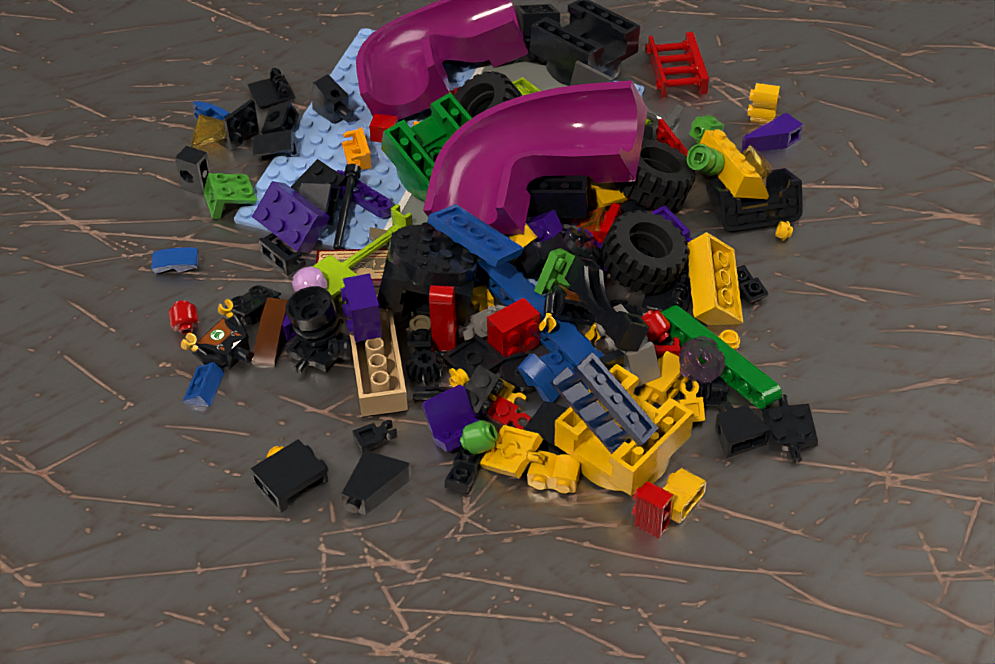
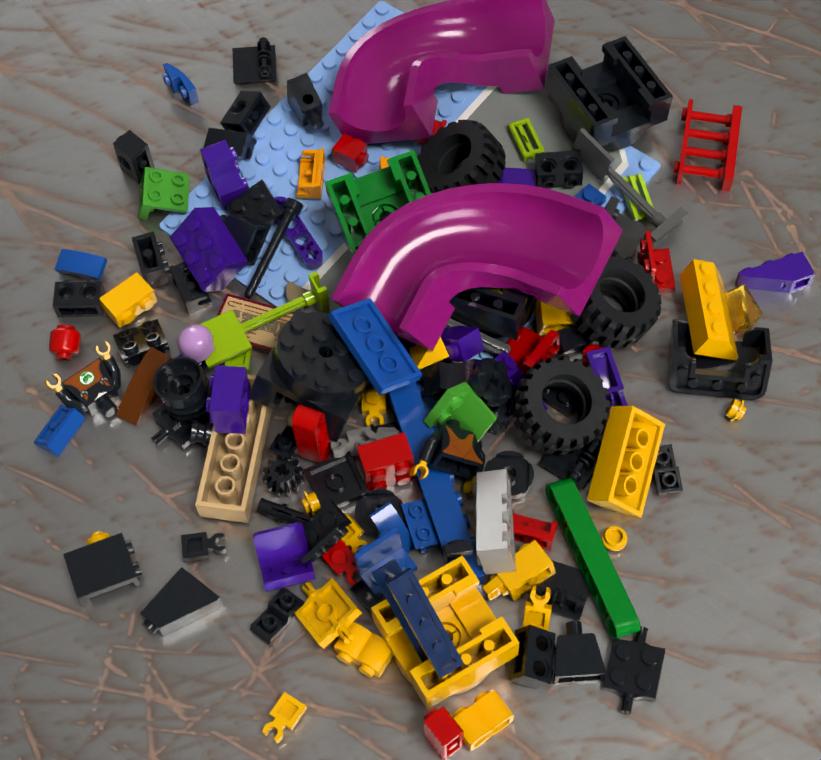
camera: 20 degrees right, 15 degrees up
(184, 283) = (79, 303): none -> black brick
(207, 131) = (168, 106): clear yellow slope -> none
(230, 273) = (128, 300): none -> yellow brick
(239, 240) = (149, 257): none -> black brick
(240, 125) = (200, 108): black bracket -> none
(277, 160) = (223, 171): none -> dark purple brick
(479, 437) = (299, 589): bright green head -> none
(504, 540) = (285, 714): none -> yellow plate
(533, 13) = (576, 37): black slope -> none
(541, 400) = (378, 553): none -> blue bracket
(594, 219) = (528, 339): clear yellow slope -> none
(622, 327) = (480, 514): black arch -> none
(658, 326) = (537, 499): red head -> none
(689, 361) = (556, 554): plate -> none
(704, 123) = (703, 247): bright green brick -> none
(705, 159) = (675, 301): bright green wheel -> none
(705, 440) = (534, 658): none -> black brick
(764, 103) = (781, 232): yellow brick -> none

